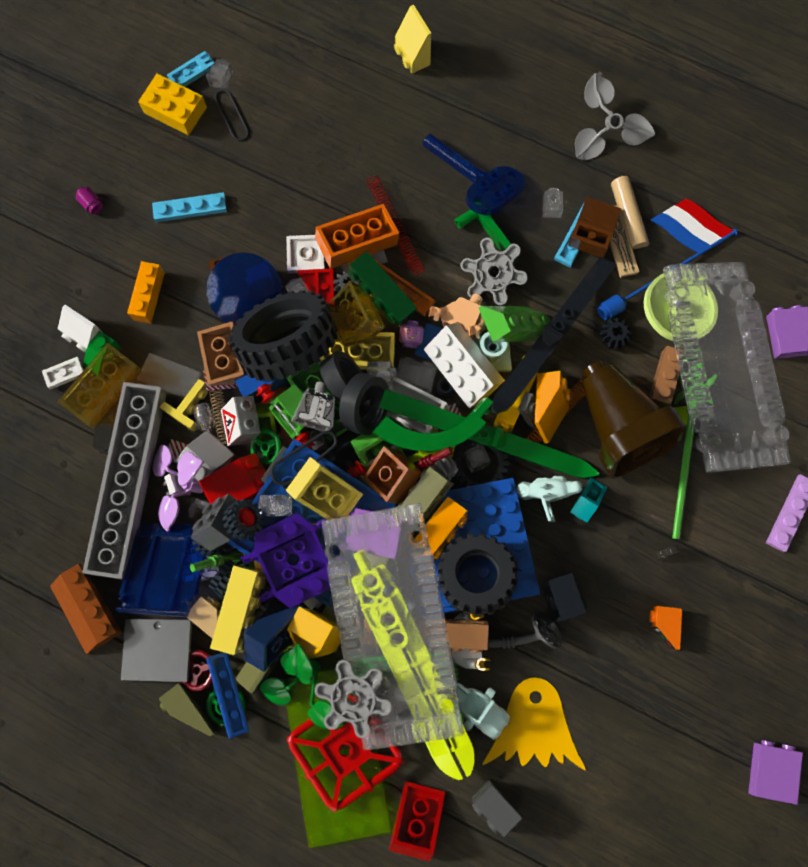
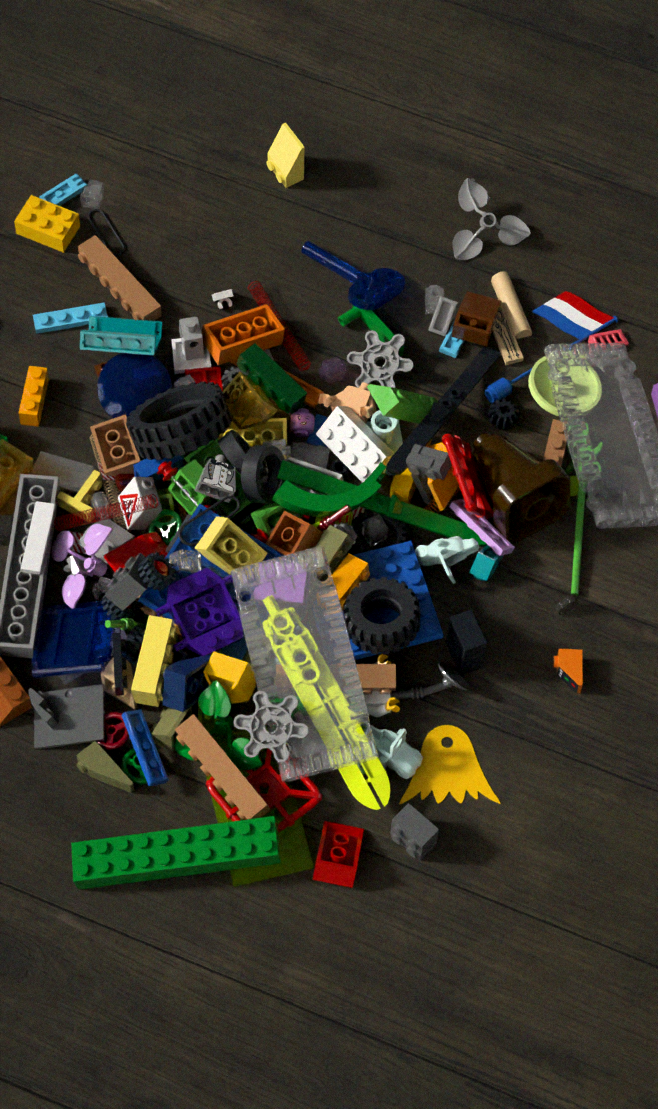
camera: 10 degrees left, 15 degrees down
(126, 636) = (41, 706): none -> dark grey slope
(134, 456) = (38, 537): none -> white tile
(197, 438) = (150, 504): none -> red piece
(202, 611) = (119, 664): none -> black plate
(229, 391) = (123, 480): none -> clear red tile
(234, 234) = (121, 335): none -> teal panel
(239, 169) = (118, 280): none -> medium nougat brick
(251, 819) = (175, 852): none -> green brick
(302, 733) = (221, 768): none -> medium nougat brick
(304, 235) = (191, 332): none -> light grey torso
(340, 191) = (223, 296): none -> white tile
(446, 277) = (333, 369): none -> clear purple head
(538, 400) = (428, 462): none -> dark grey brick
(560, 223) = (442, 316): none -> light grey tile
(576, 413) = (467, 476): none -> red plate
(586, 462) = (483, 529): none -> lavender plate
(711, 255) = (600, 337): none -> coral slope

